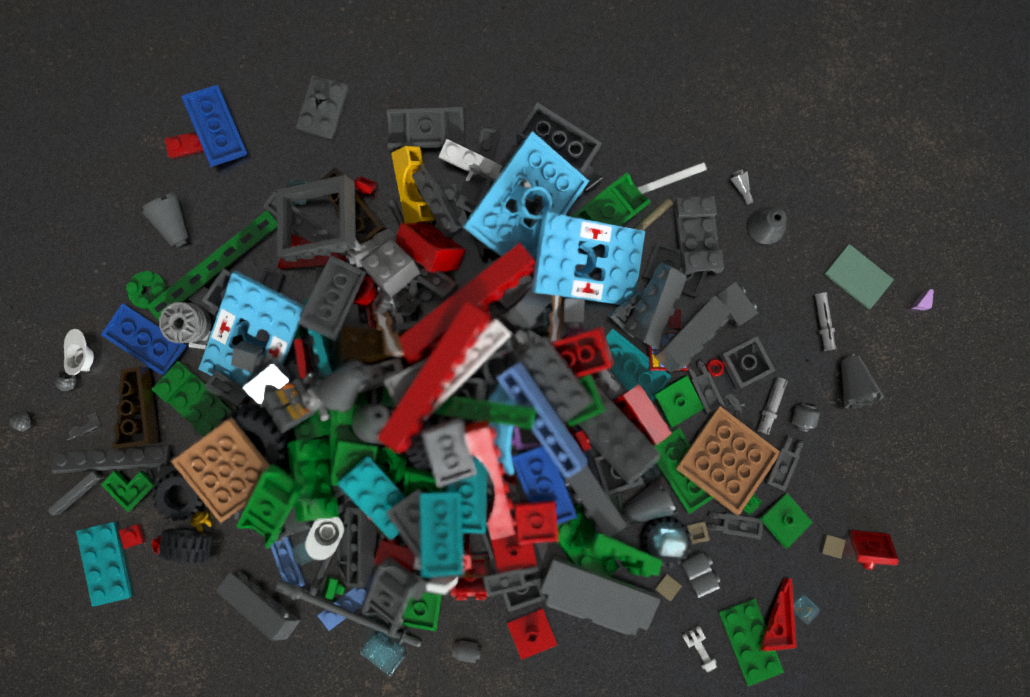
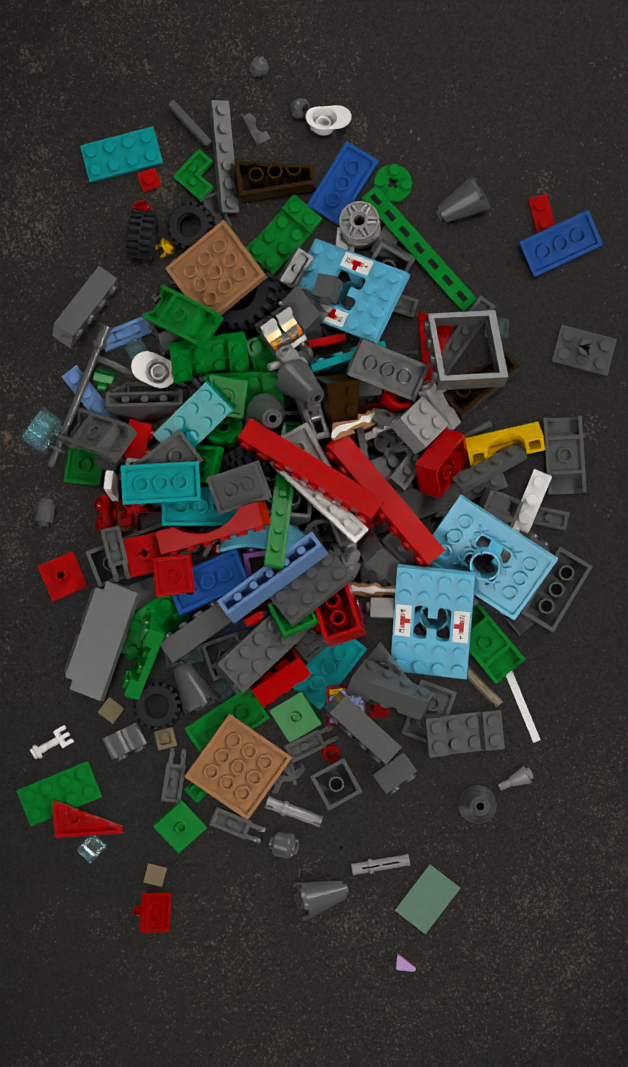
camera: 90 degrees right, 0 degrees up
(365, 185) = (505, 396): red plate -> none
(670, 541) = (157, 706): clear light blue brick -> none

